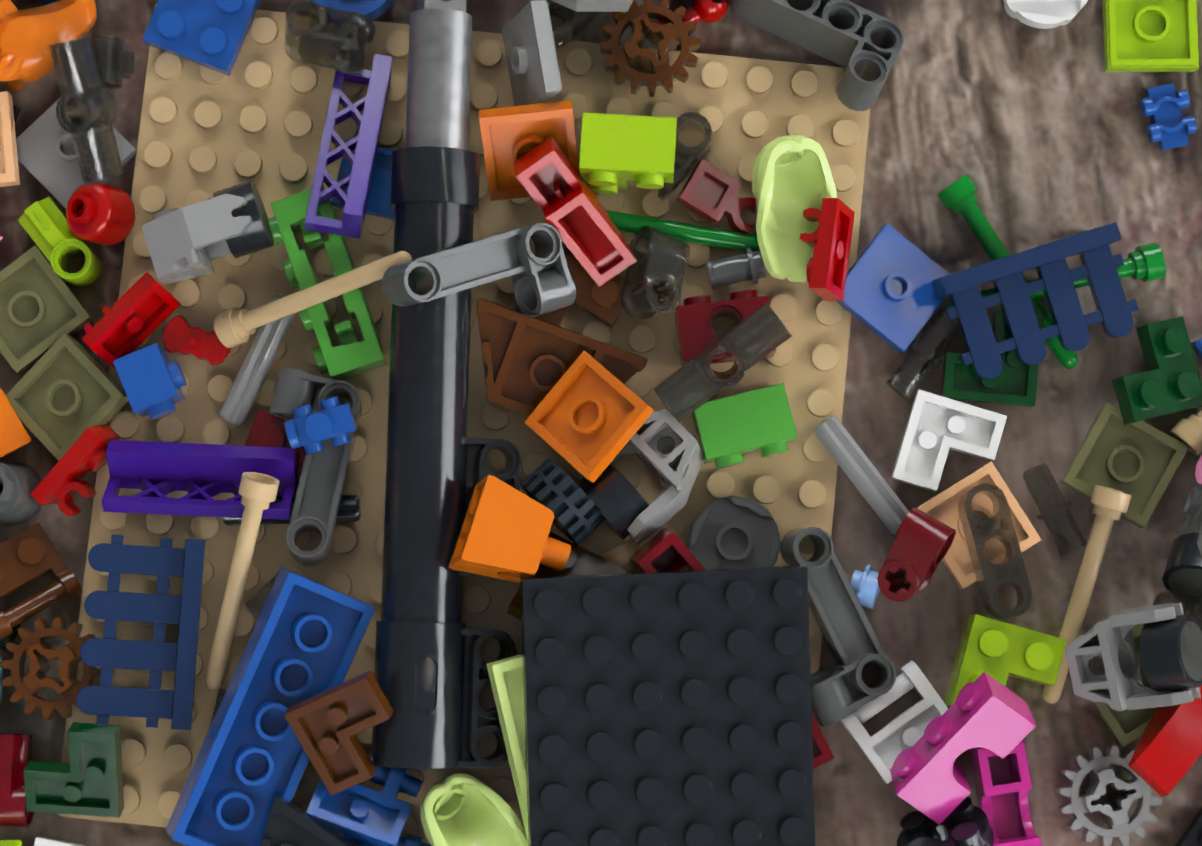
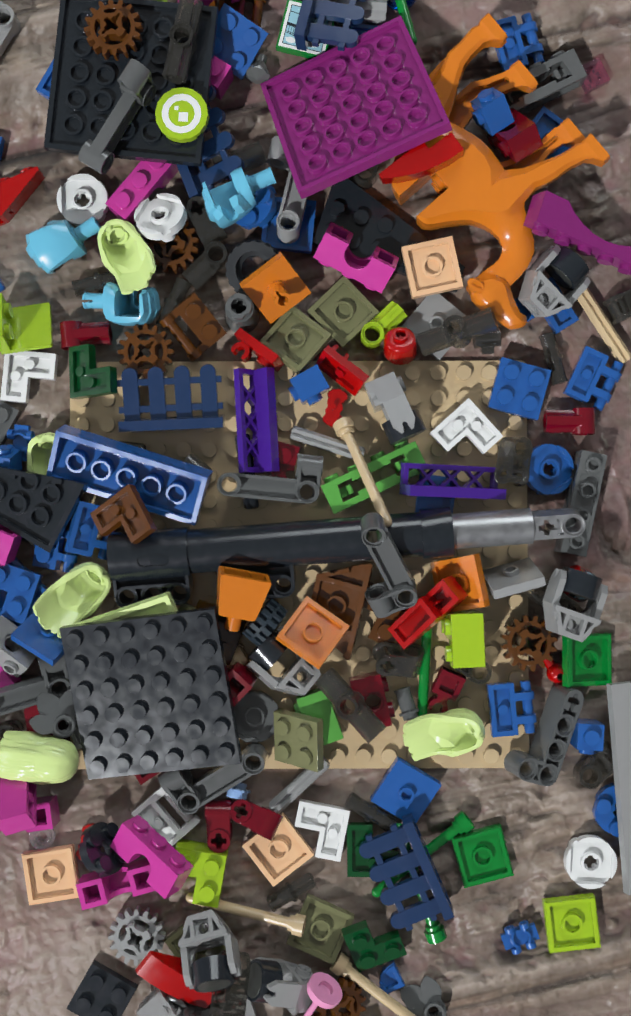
camera: 85 degrees right, 5 degrees up
(250, 109) = (469, 422): none -> white plate
(256, 493) = (251, 453): tan piece -> none
(312, 428) = (290, 481): blue piece -> none
(763, 102) = (502, 708): none -> blue plate
(778, 463) = (298, 739): none -> olive plate
(831, 245) = (426, 757): red plate -> none
(913, 625) = (218, 821): none -> dark red piece
(998, 527) = (254, 873): clear smoke beam -> none
(1020, 168) = (482, 855): none -> green tile

